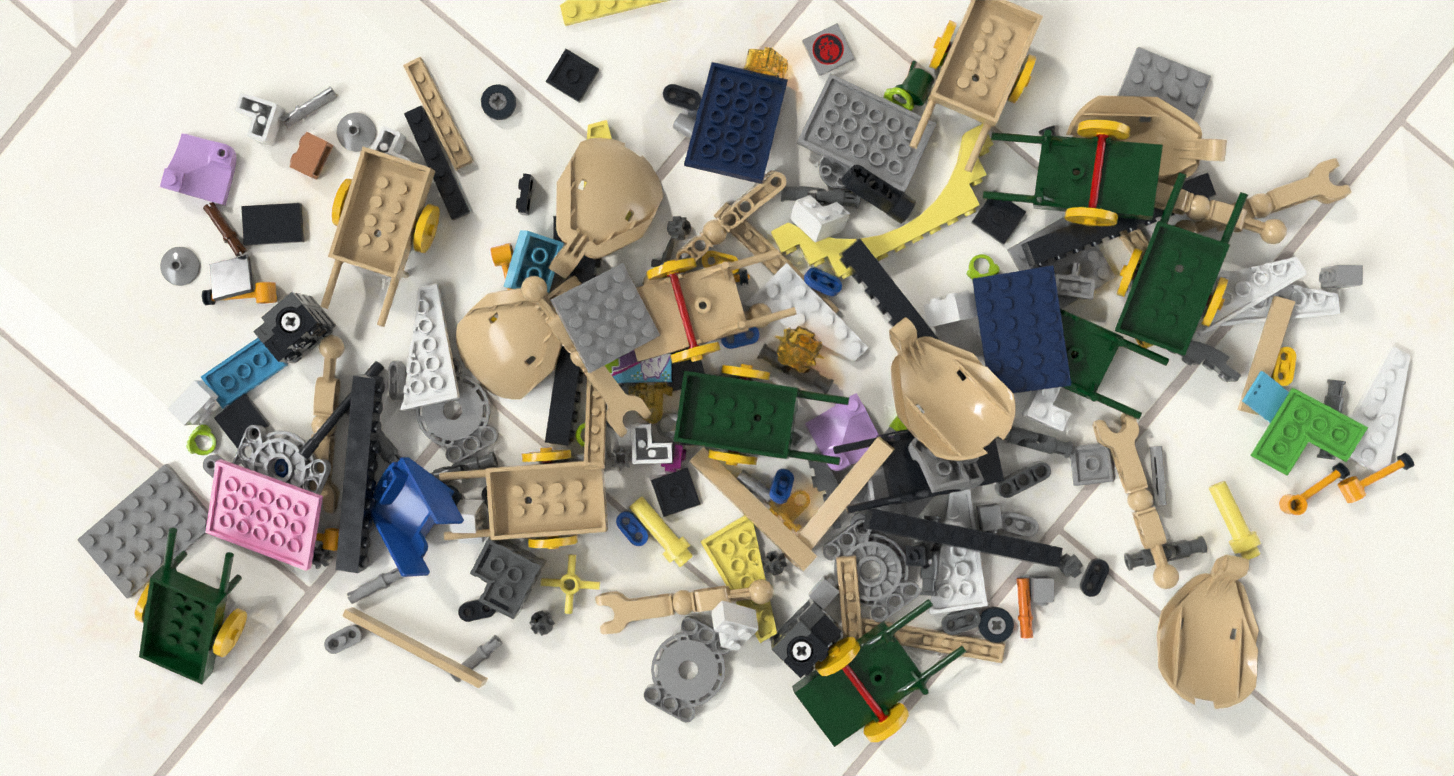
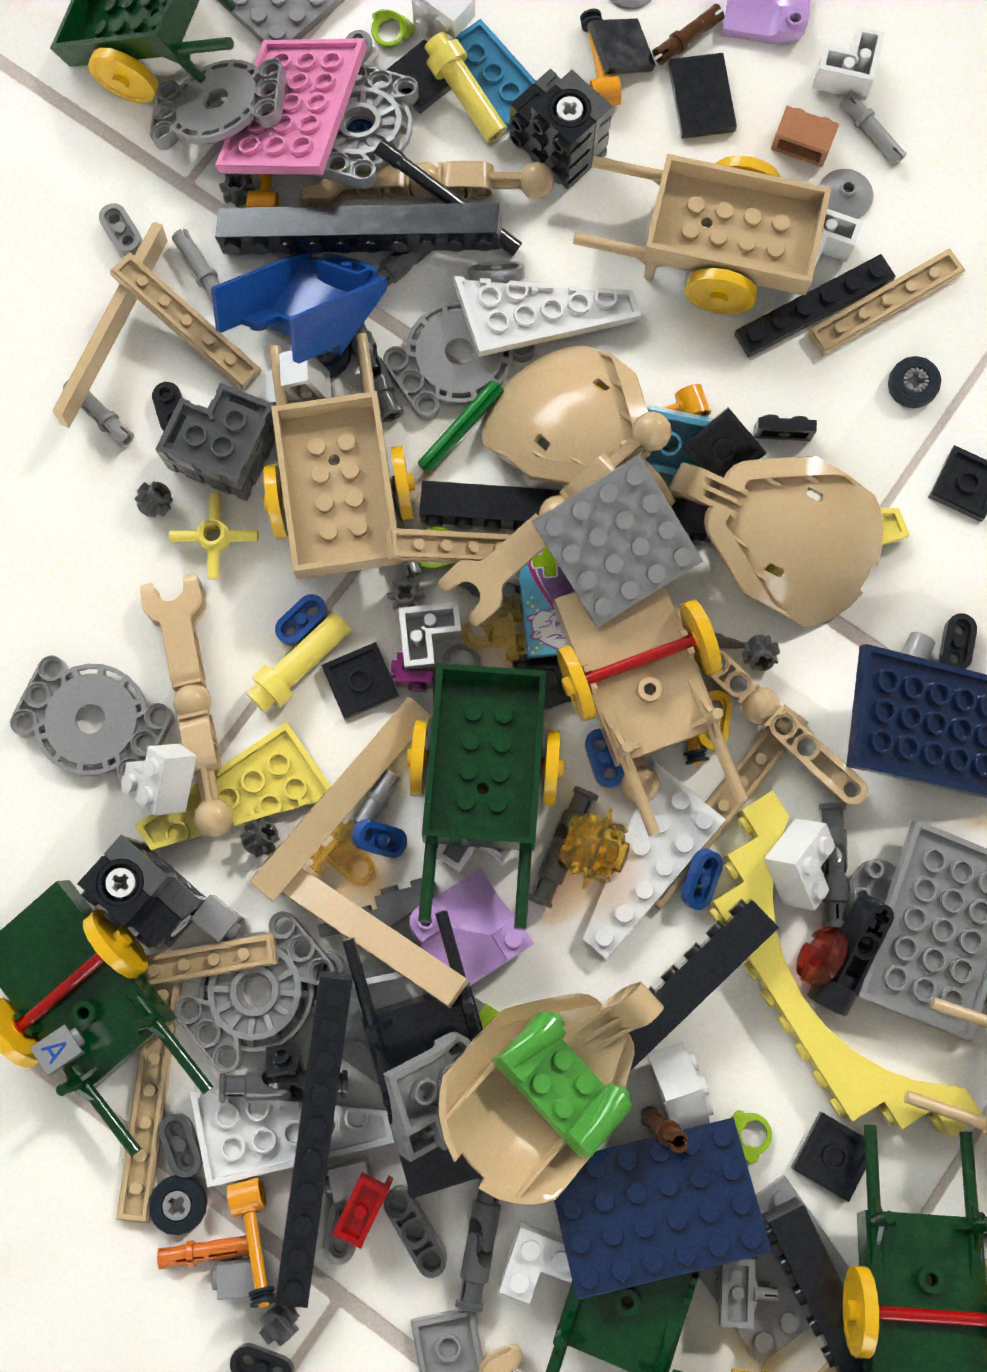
camera: 90 degrees right, 10 degrees down
(236, 402) = (447, 62): none -> light yellow piece
(273, 562) = (226, 78): none -> light grey piece
(417, 596) = (185, 321): none -> tan tile
(509, 416) = (460, 426): none -> green axle
(540, 239) = (723, 444): none -> black tile
(878, 211) = (822, 957): none -> clear red tile
(899, 693) = (58, 1049): none -> light grey brick
(945, 383) = (562, 1085): none -> bright green piece
(977, 320) = (667, 1131): none -> reddish brown pin
(996, 580) = (246, 1200): none -> light orange piece
(1008, 511) = (362, 1209): none -> red panel

